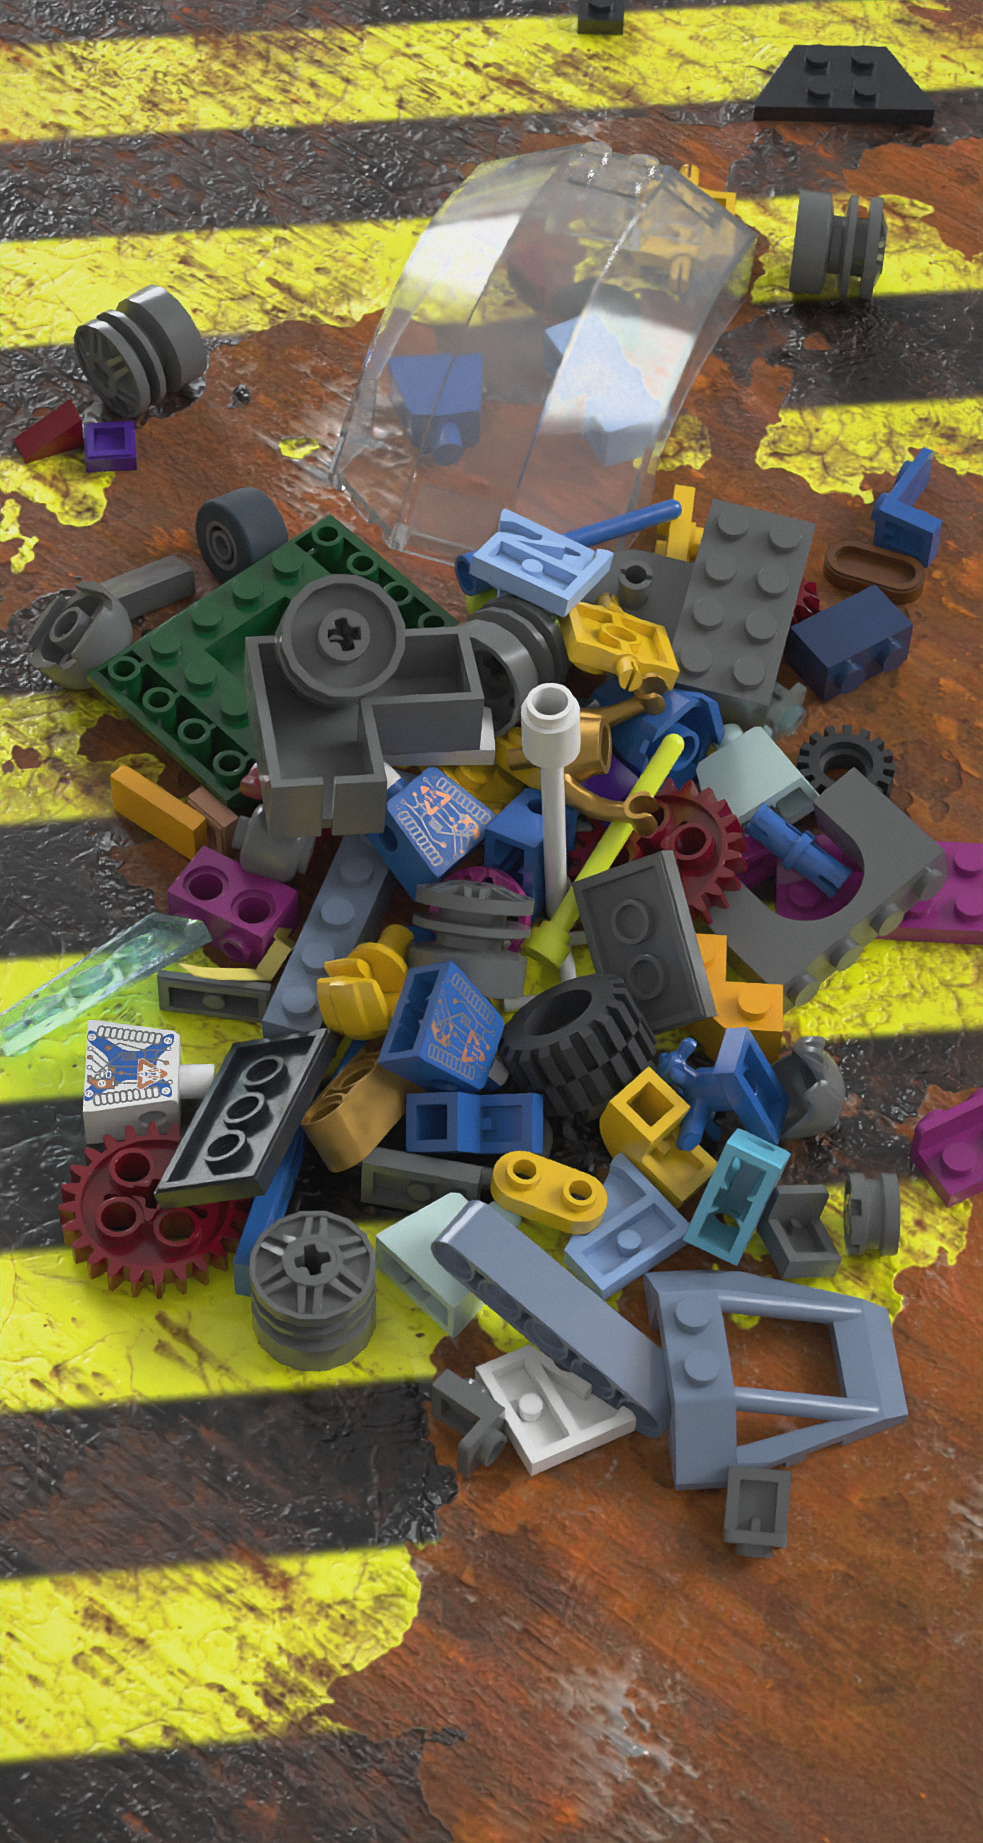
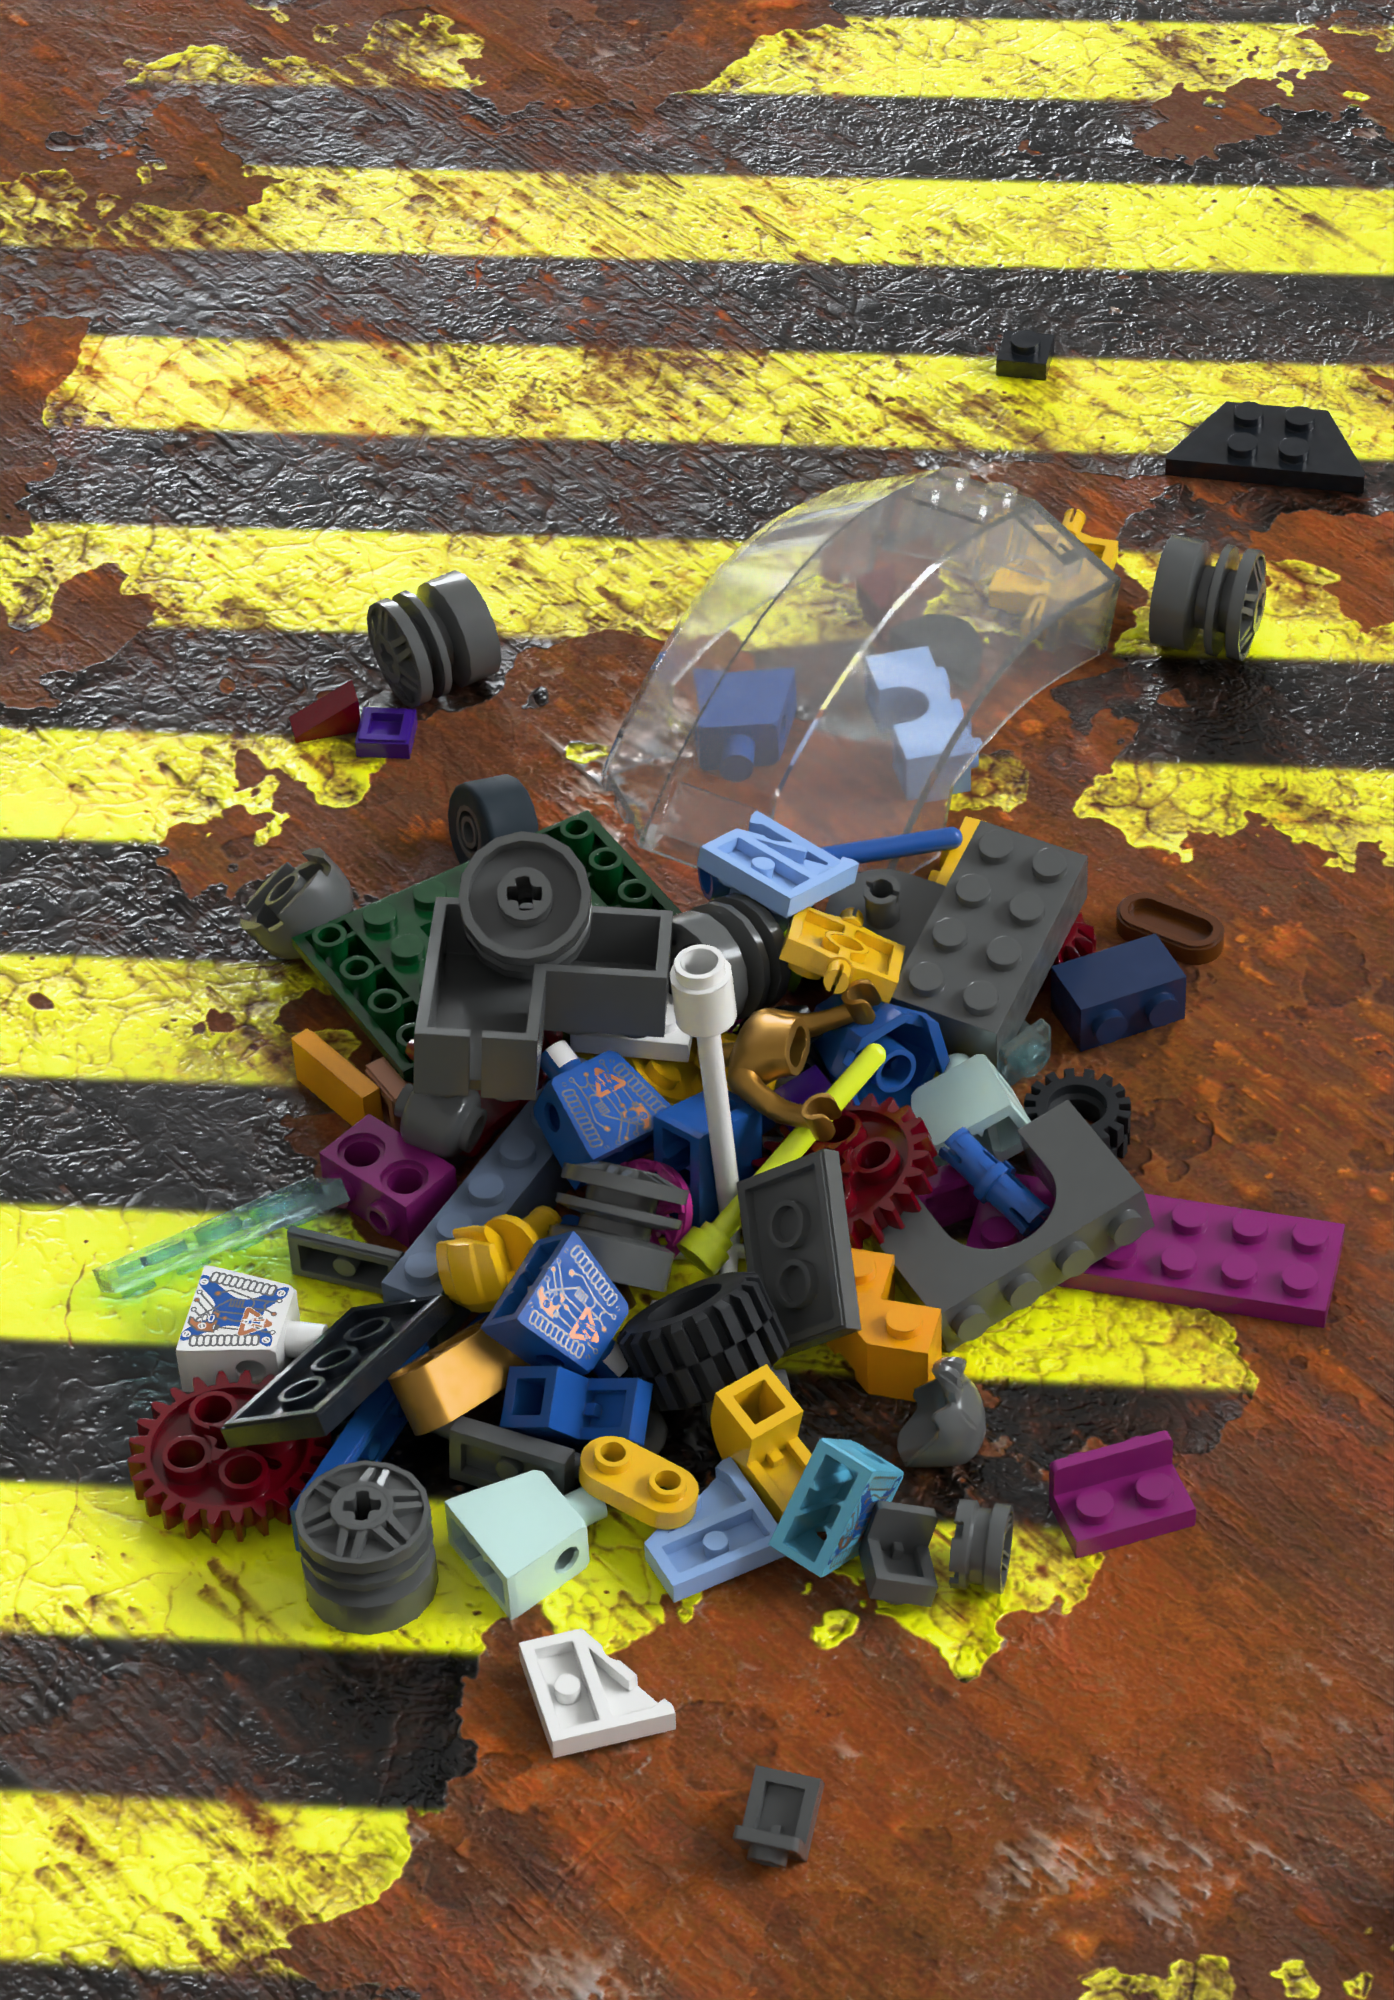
camera: 15 degrees right, 10 degrees down
(152, 586) = (388, 871): dark grey slope -> none
(264, 972) = (429, 1212): light yellow piece -> none
(474, 1415) = (505, 1694): dark grey bracket -> none
(556, 1313) = (619, 1602): sand blue beam -> none
(700, 1380) = (747, 1691): sand blue windscreen -> none
(737, 1083) = (859, 1399): blue piece -> none
(899, 524) = (1208, 870): blue bracket -> none

